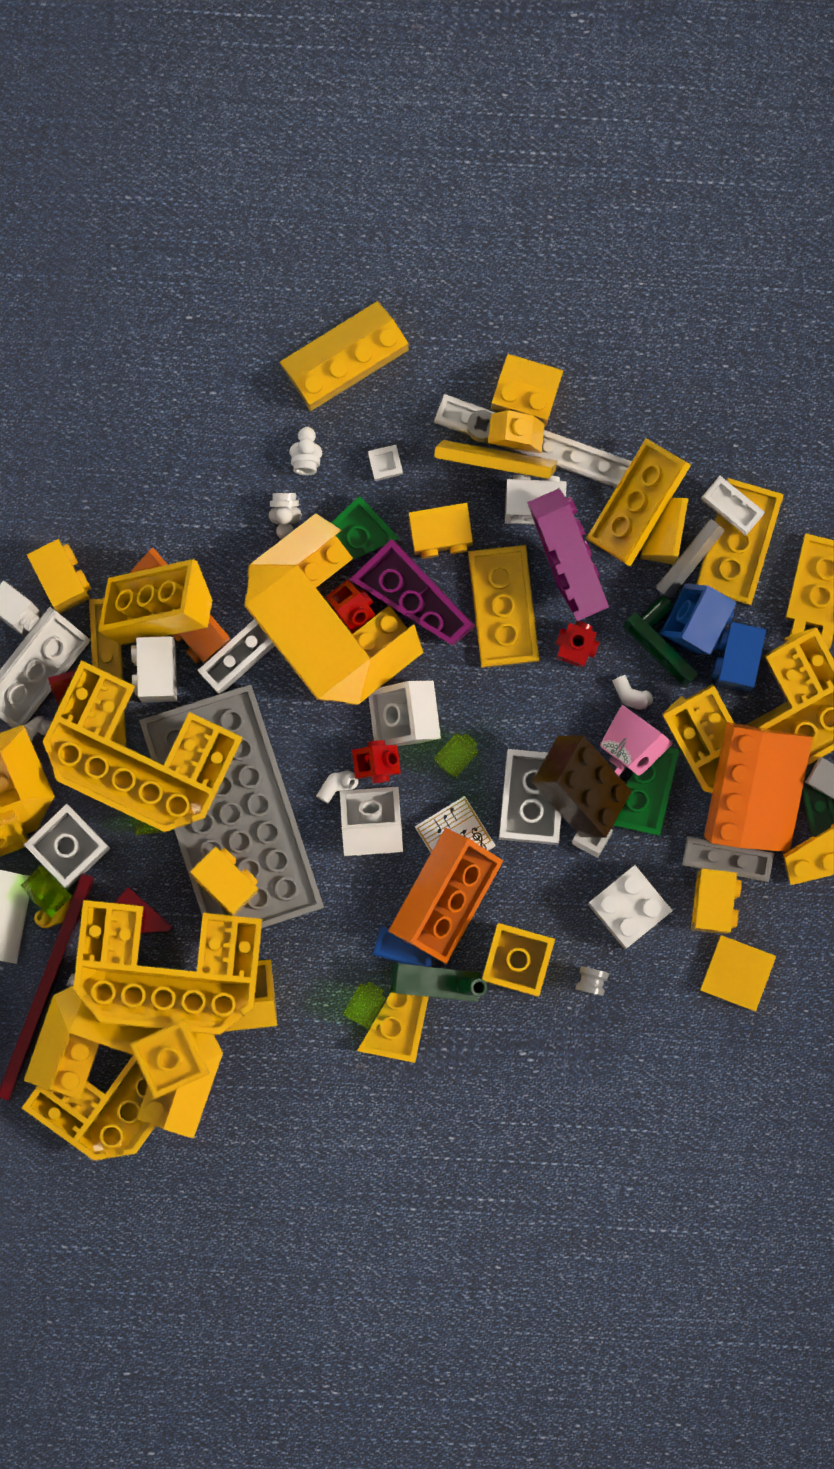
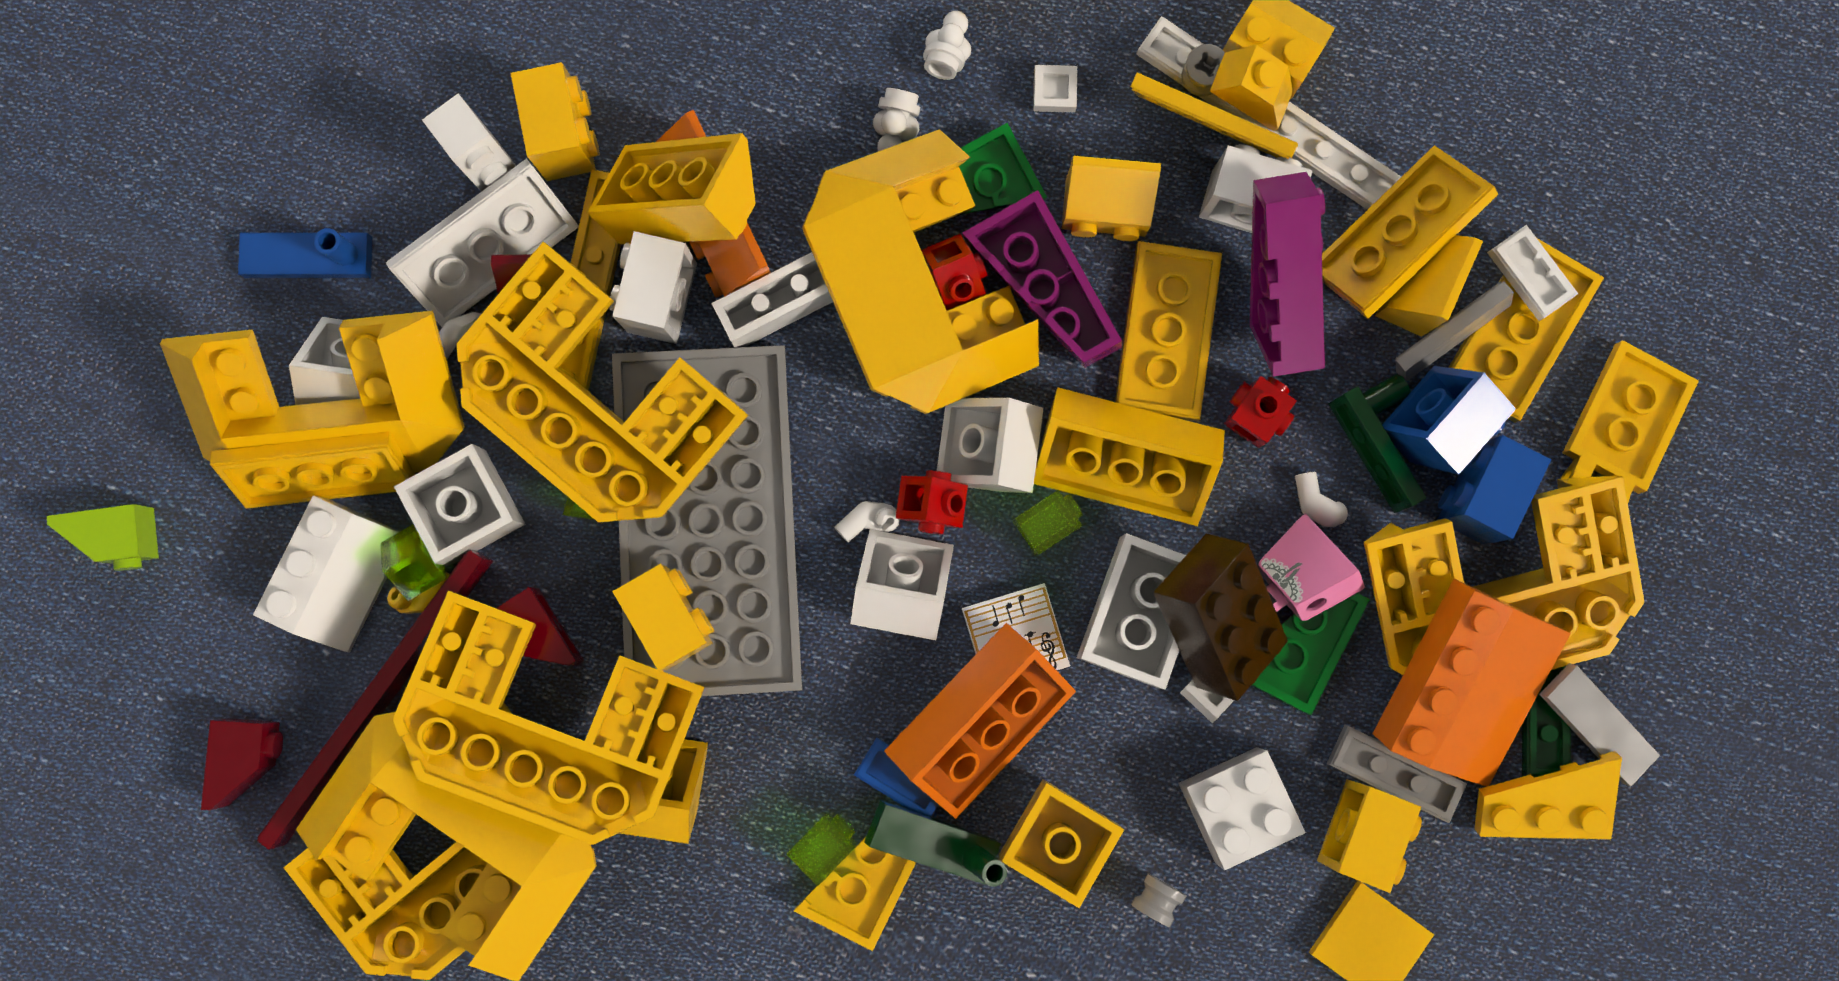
camera: 15 degrees right, 0 degrees up
(169, 1058) = (505, 863): yellow tile -> none
(498, 697) = (1129, 456): none -> yellow slope

